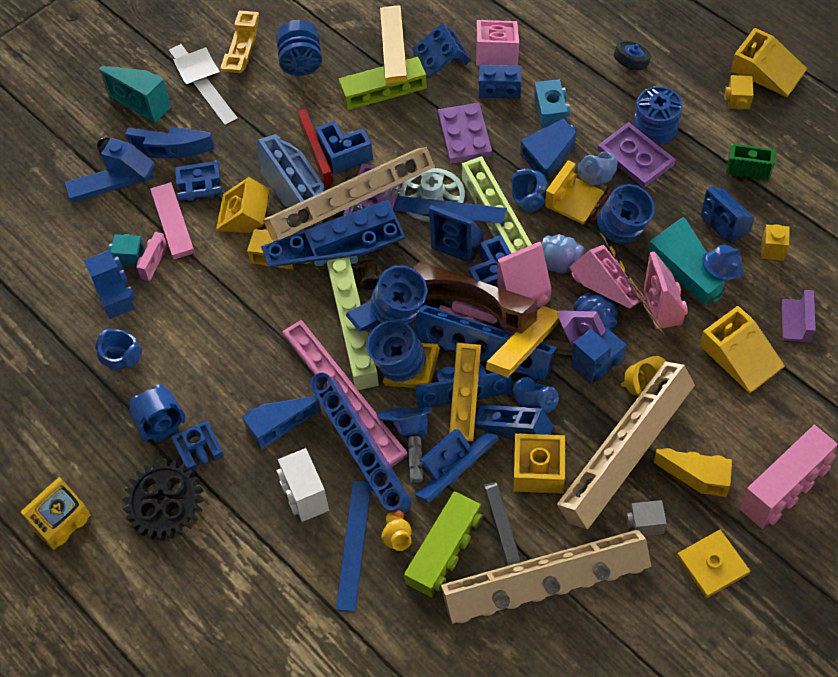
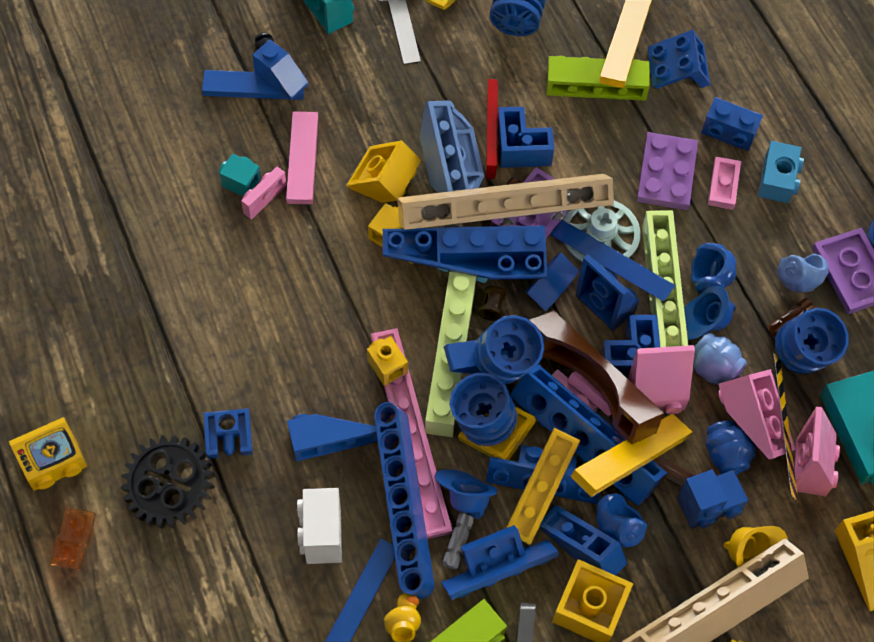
camera: 15 degrees right, 5 degrees up
(102, 573) = (73, 539): none -> clear orange slope
(109, 282) = (206, 207): blue brick -> none
(117, 349) = (185, 288): blue hair -> none
(156, 414) = (197, 380): blue brick -> none
(175, 144) = (341, 69): blue slope -> none
(198, 175) = (350, 115): blue plate -> none
(304, 344) = (387, 360): none -> yellow brick
(409, 248) = (559, 276): none -> blue slope
(497, 43) = (747, 75): bright pink slope -> none
(511, 125) = (724, 183): none -> bright pink plate
(540, 220) = (708, 312): none -> blue piece
(549, 147) = (756, 225): blue slope -> none
(572, 196) = (760, 293): yellow bracket -> none
(579, 322) = (704, 454): medium lavender slope -> none

